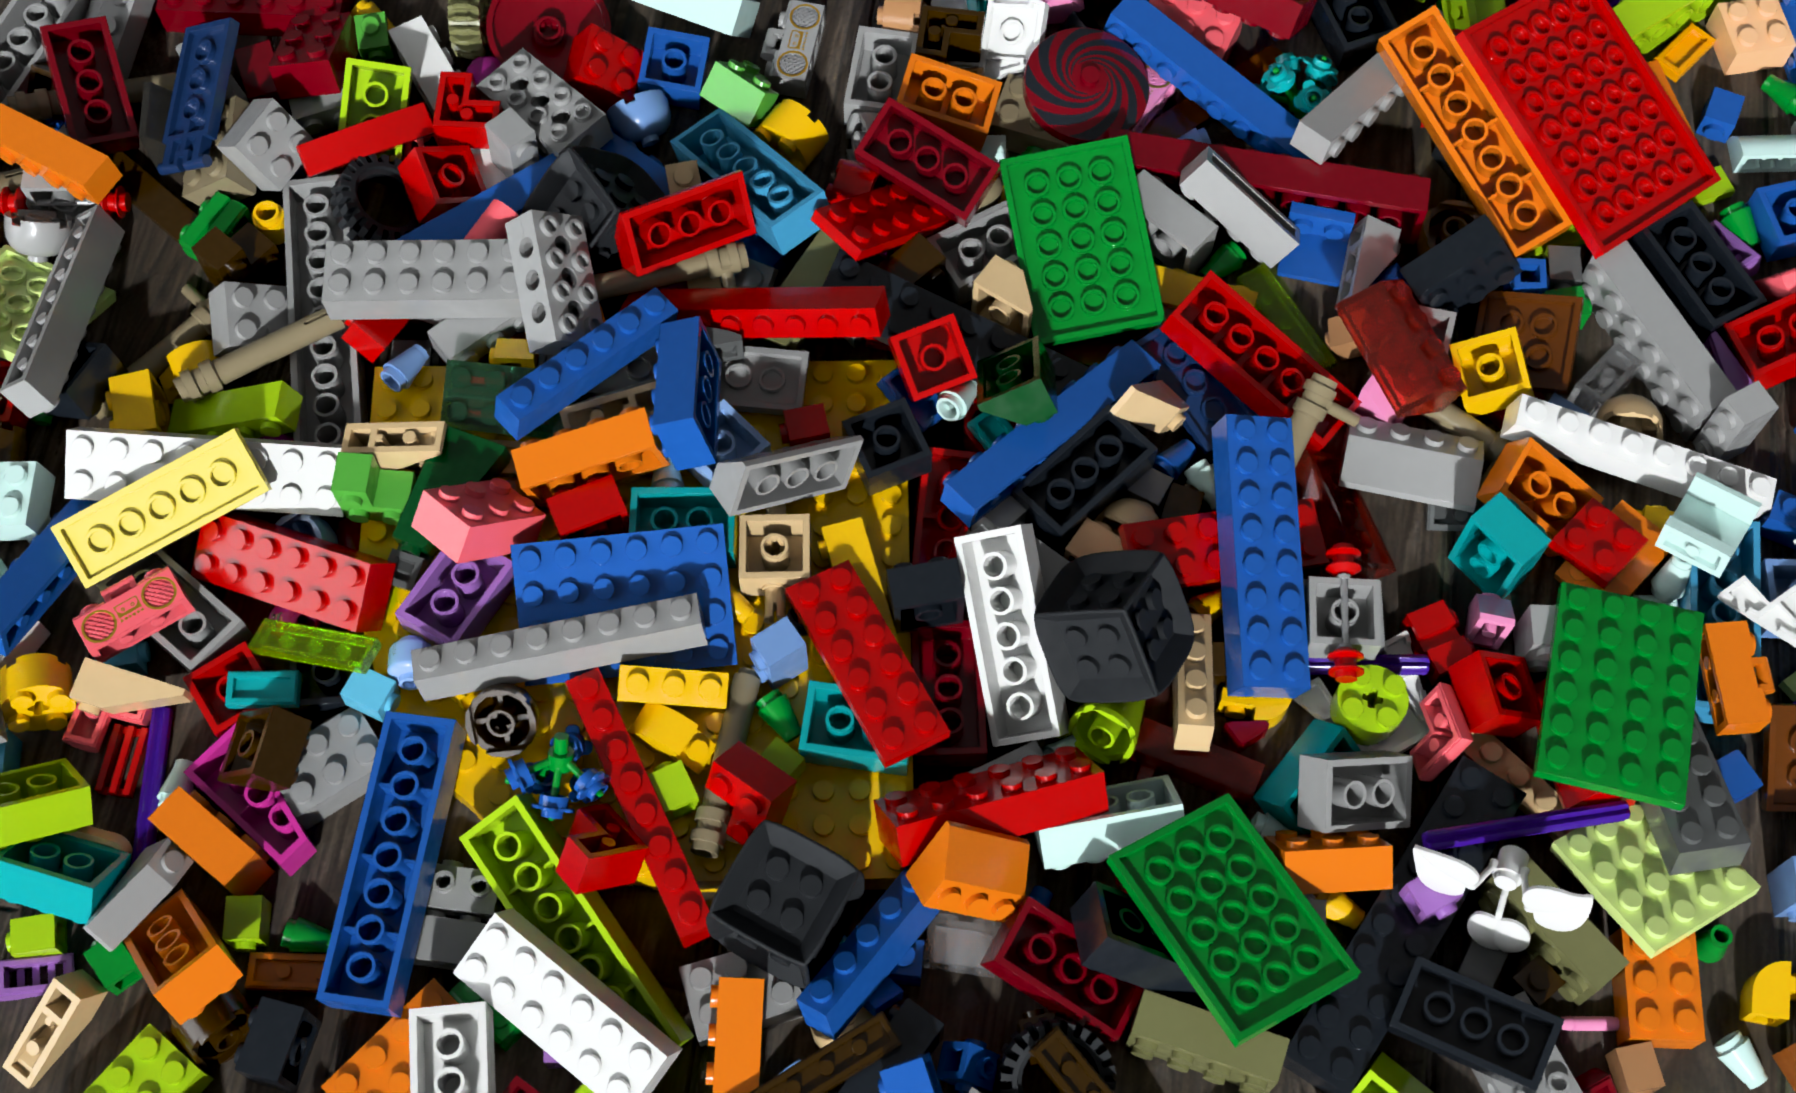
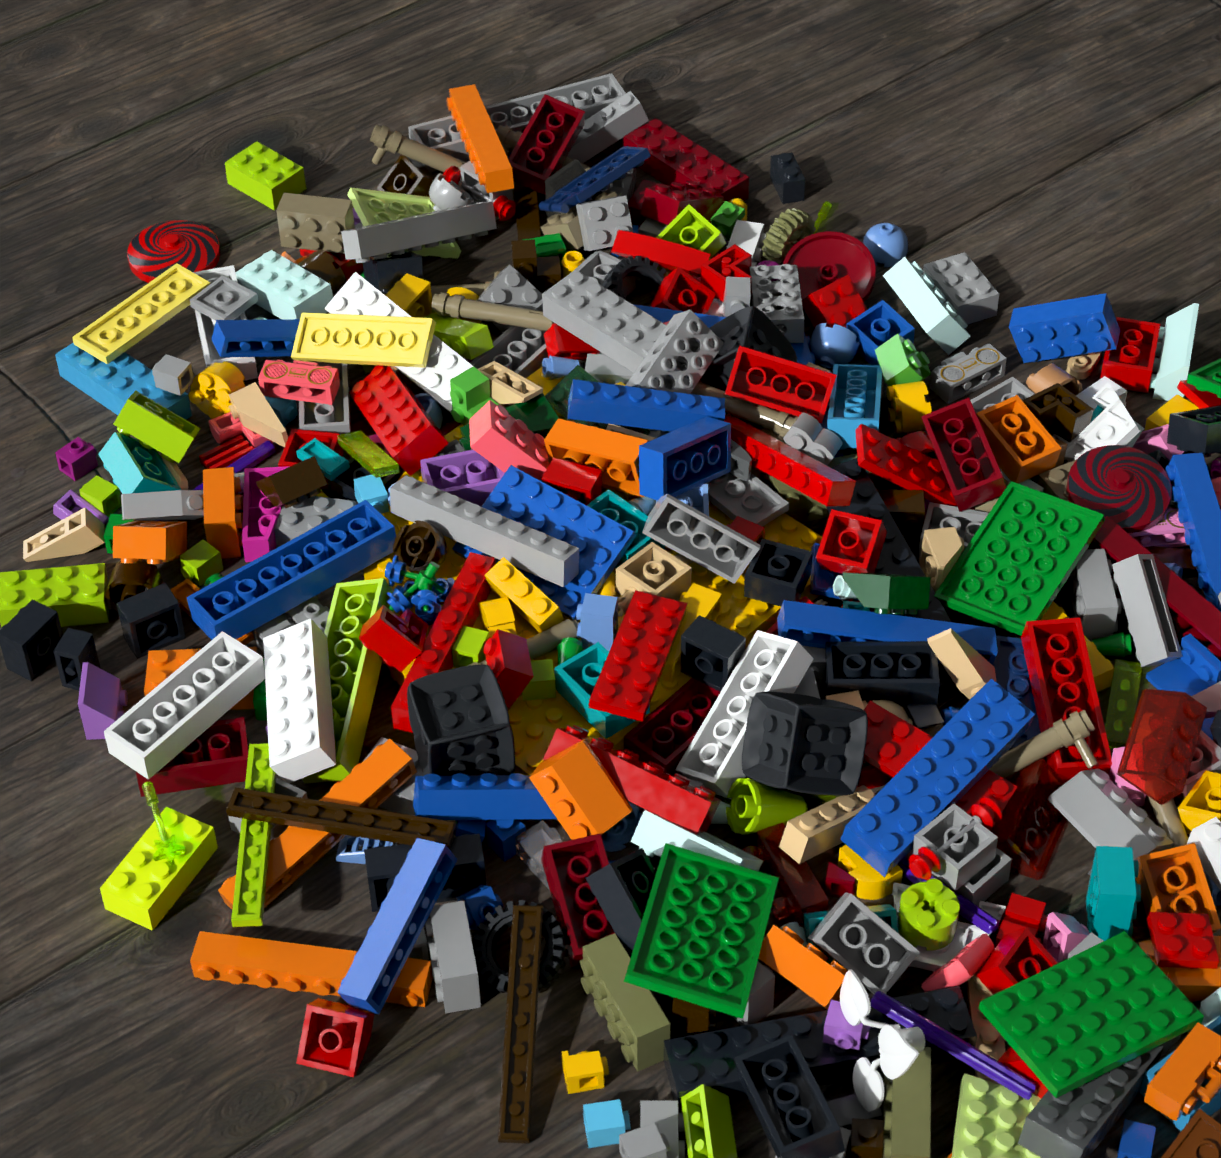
camera: 45 degrees right, 20 degrees down
(773, 262) = (812, 439): none -> light grey brick
(1342, 909) = (789, 1001): yellow cone -> none

